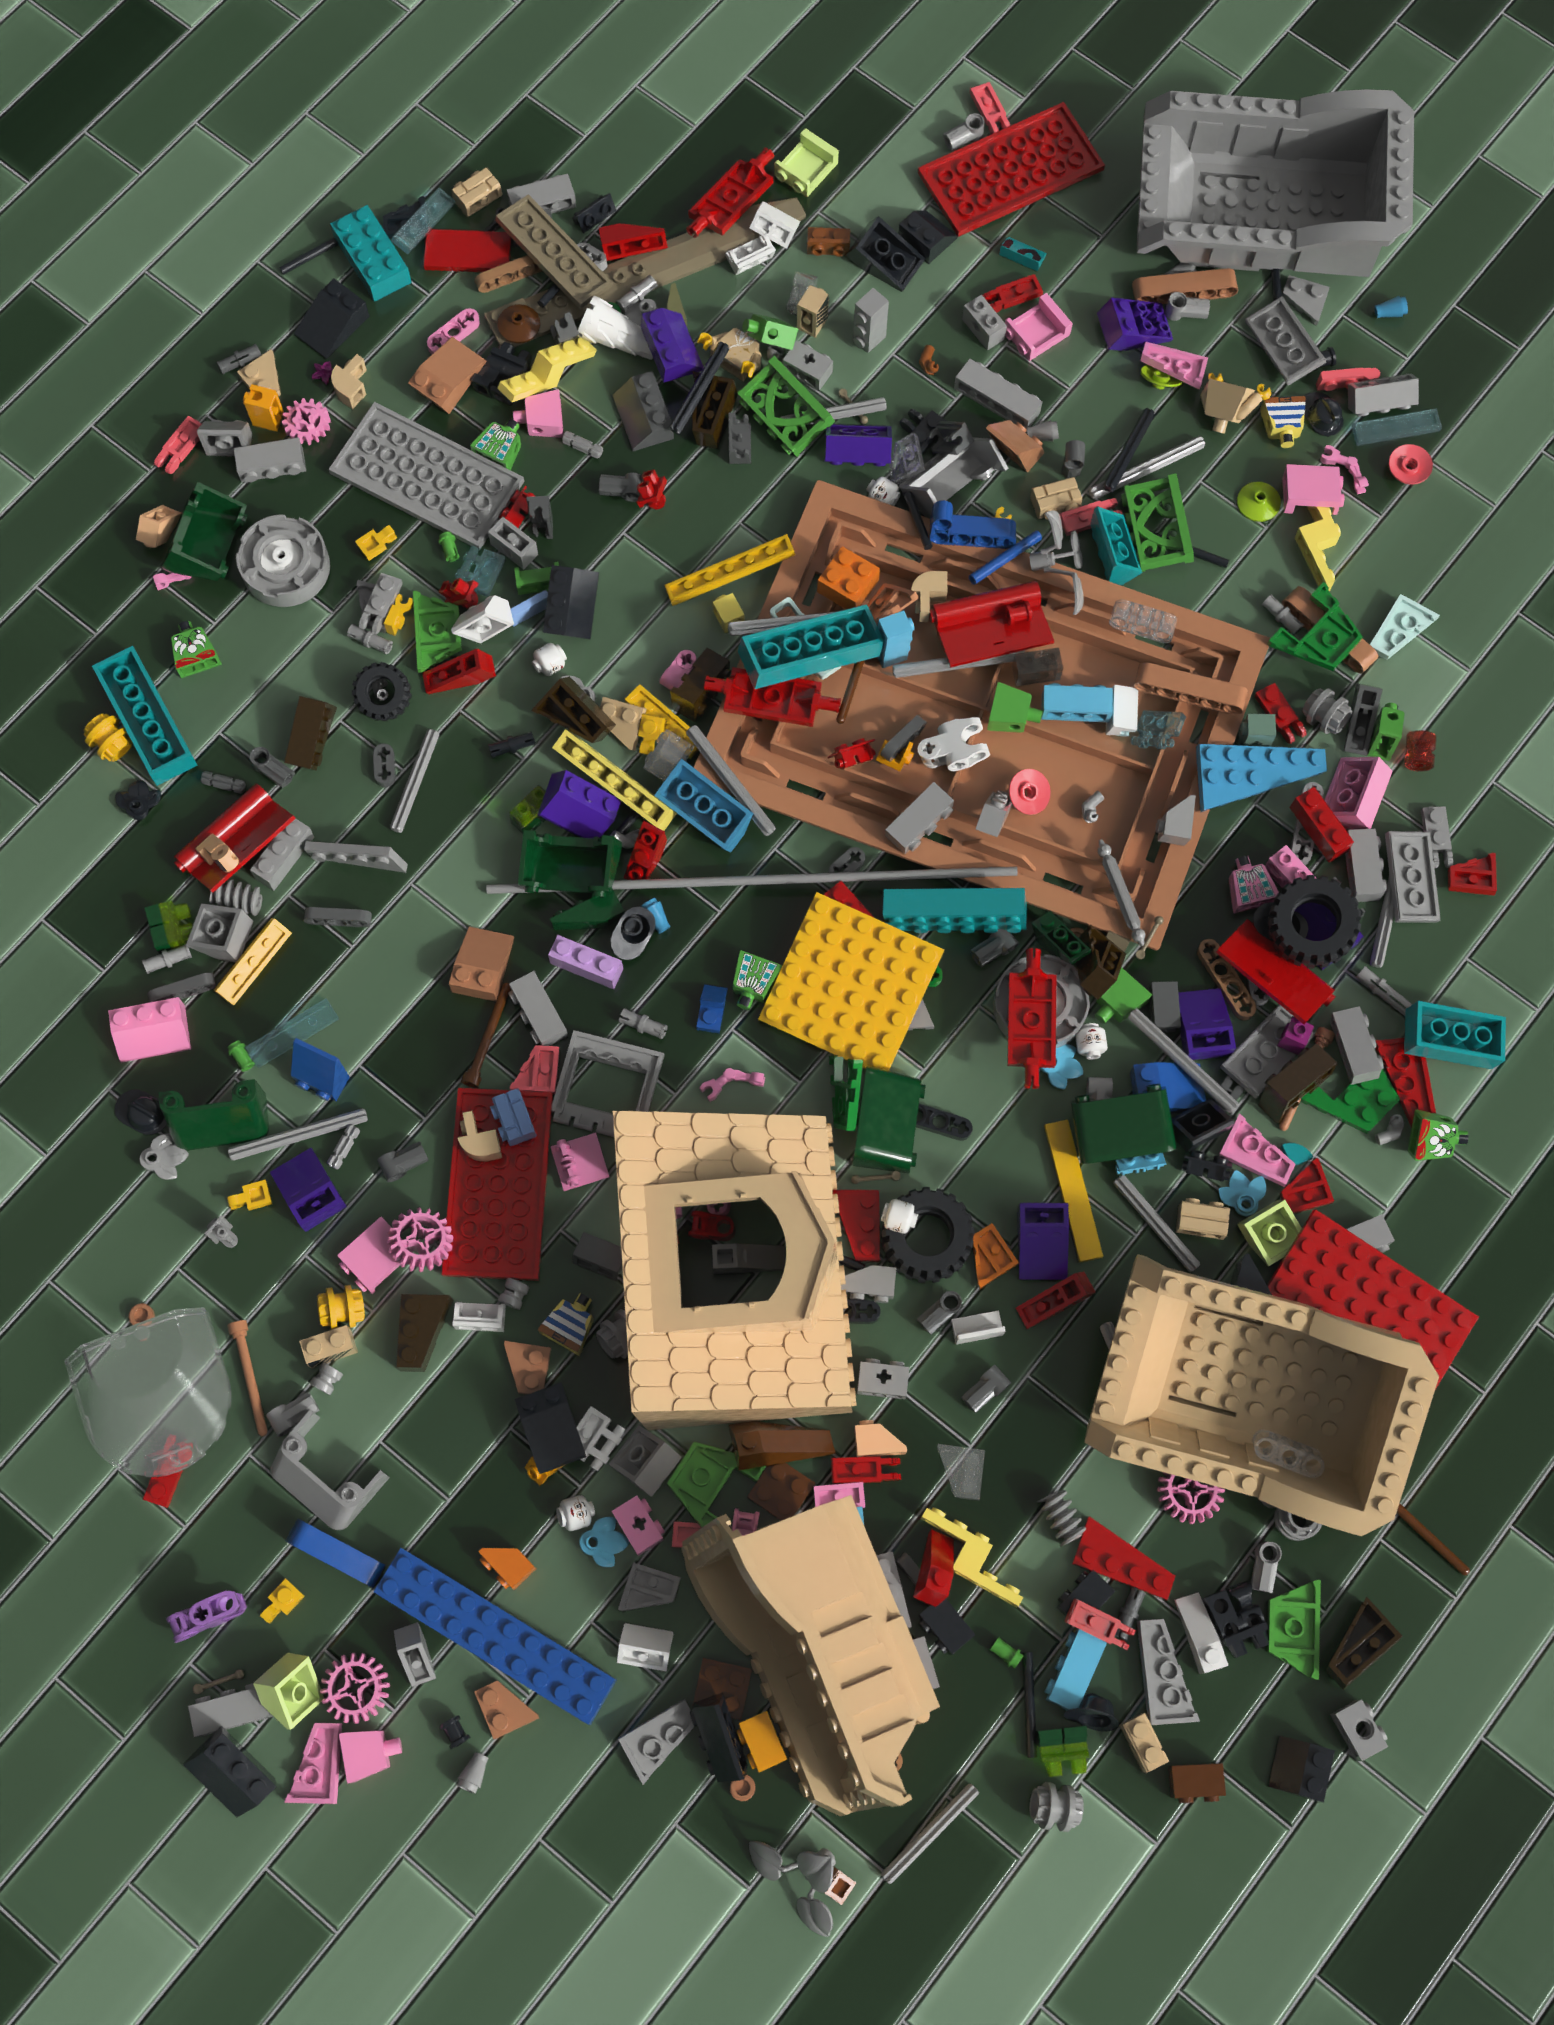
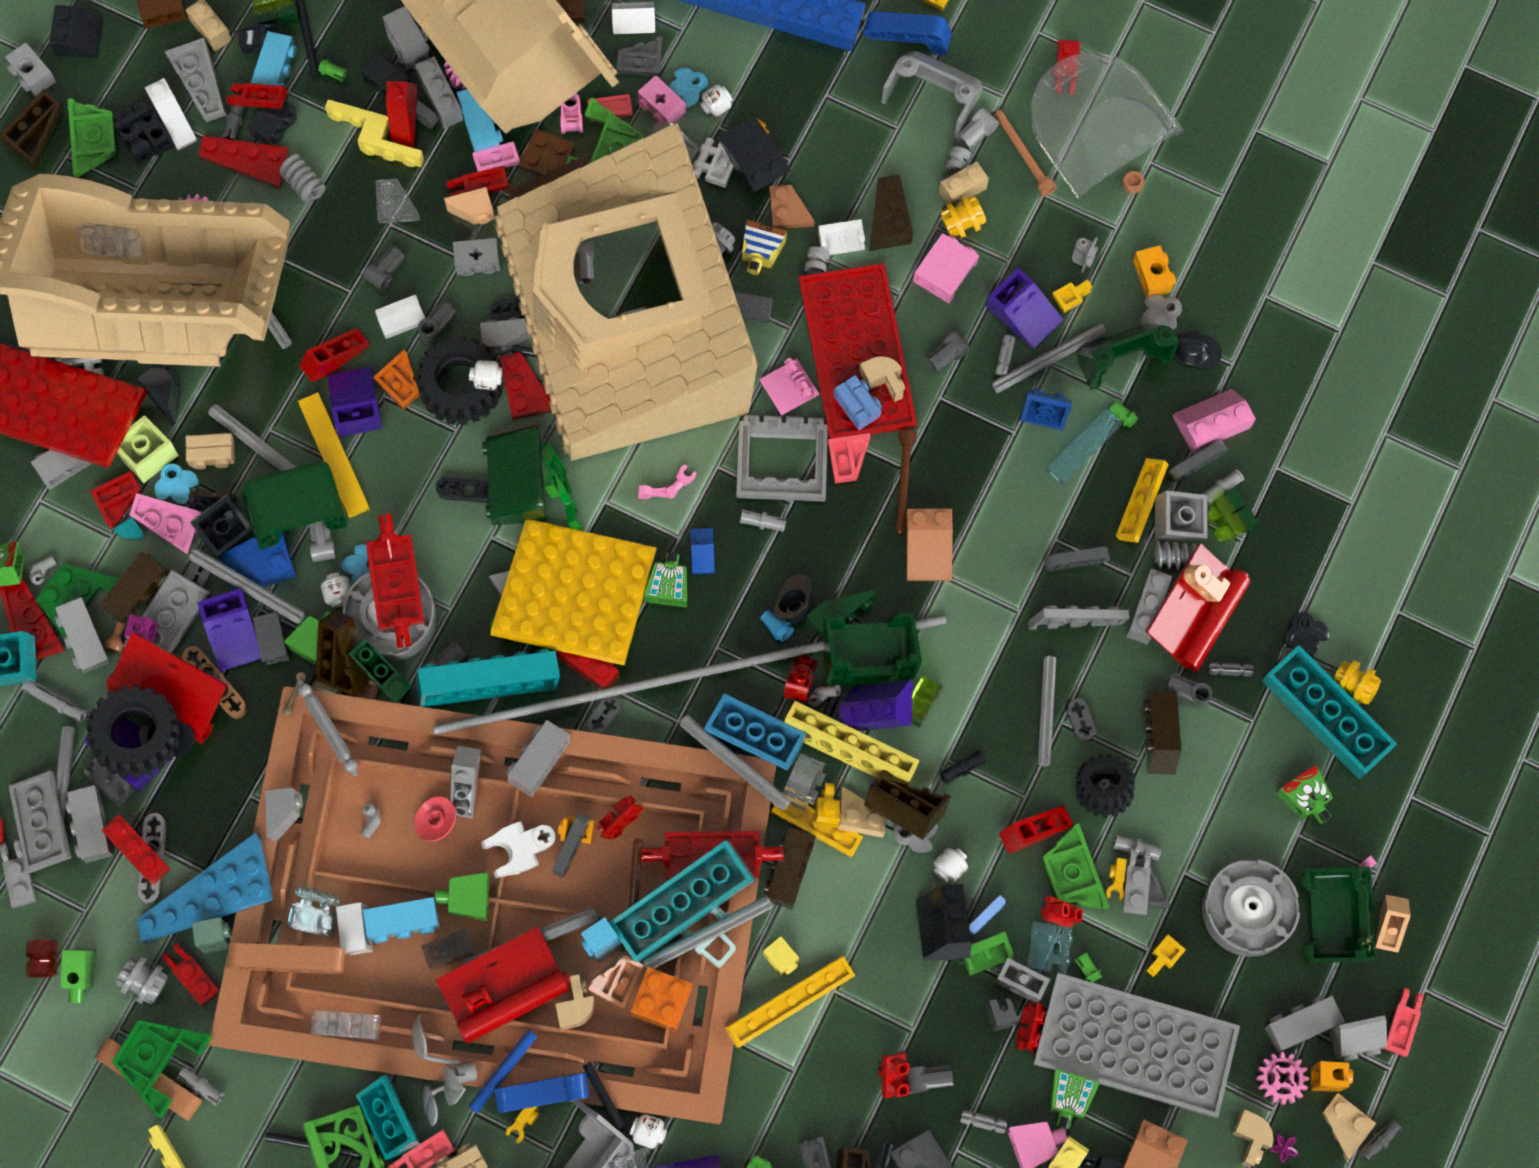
camera: 165 degrees right, 0 degrees up
(163, 1214) = (1154, 283): none -> light orange brick
(403, 1248) = (902, 284): bright pink gear -> none
(484, 620) = (1027, 883): white slope -> none
(508, 1563) = (762, 53): orange slope -> none
(537, 1010) = (864, 510): light grey brick -> none
(585, 962) = (831, 564): lavender brick -> none
(673, 674) = (815, 877): bright pink piece -> none
(1250, 886) = (201, 777): torso -> none
(1264, 1570) = (122, 172): light grey piece -> none
(1286, 867) = (163, 798): bright pink brick -> none
(1358, 790) = (104, 900): bright pink slope -> none
(1361, 724) = (103, 991): dark grey slope -> none
(1401, 626) = (72, 1102): light aqua wing -> none

